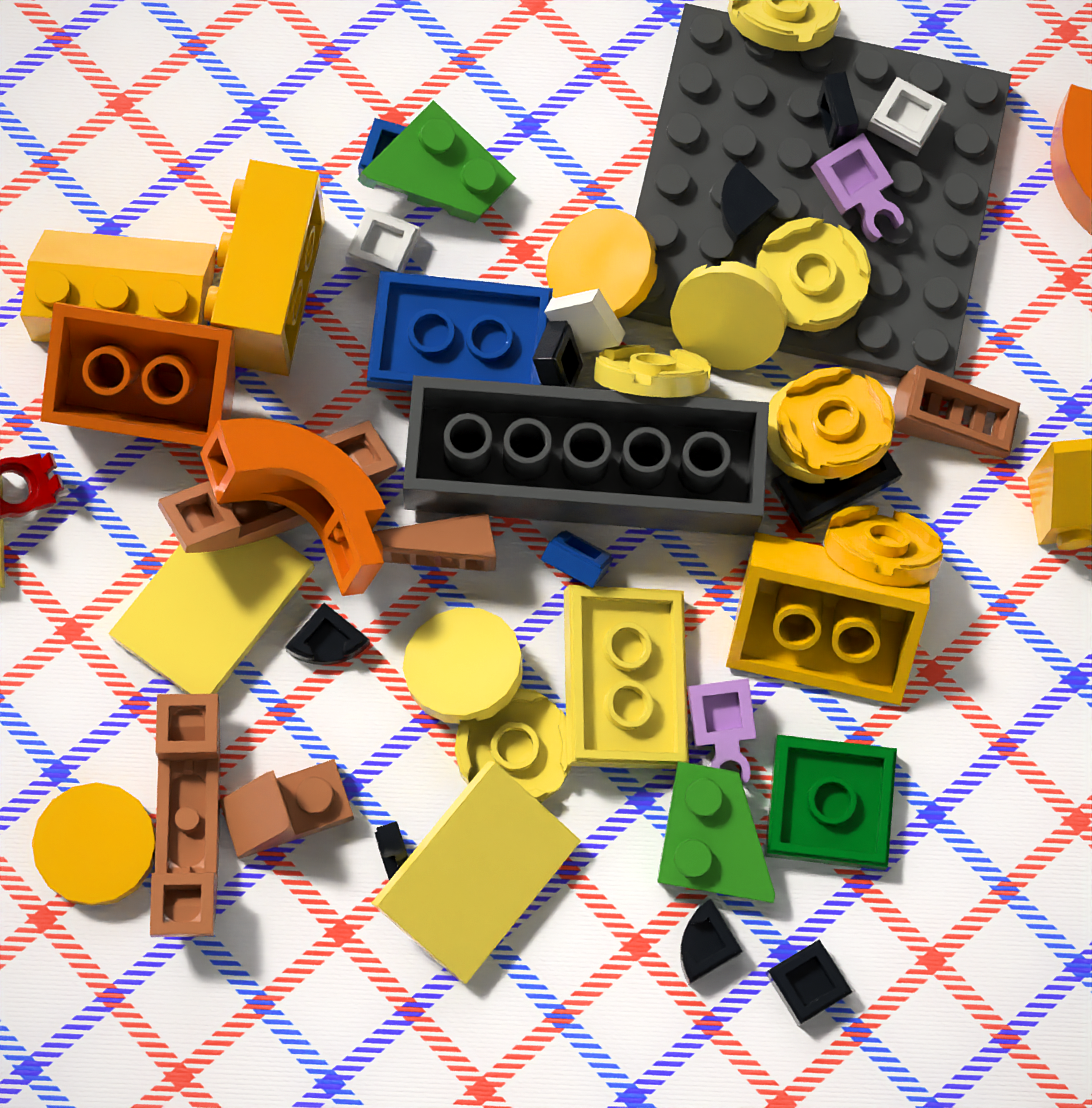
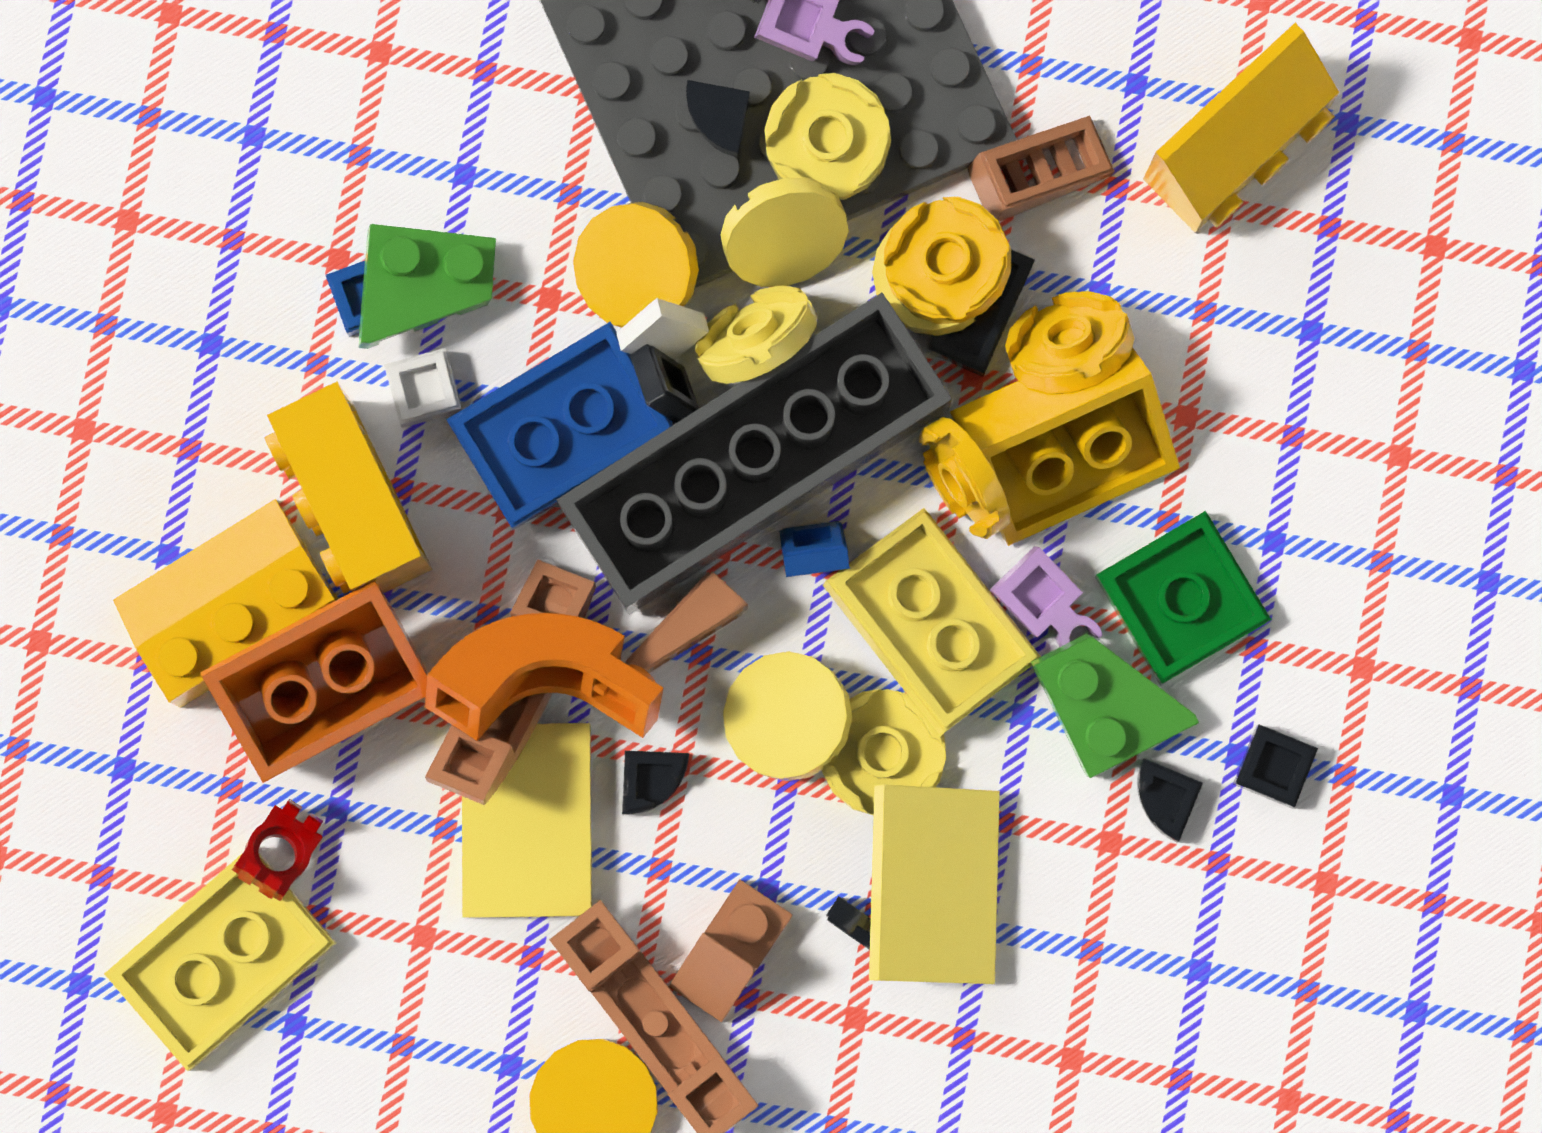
camera: 30 degrees left, 10 degrees up
(729, 584) = (964, 477): none -> yellow tile

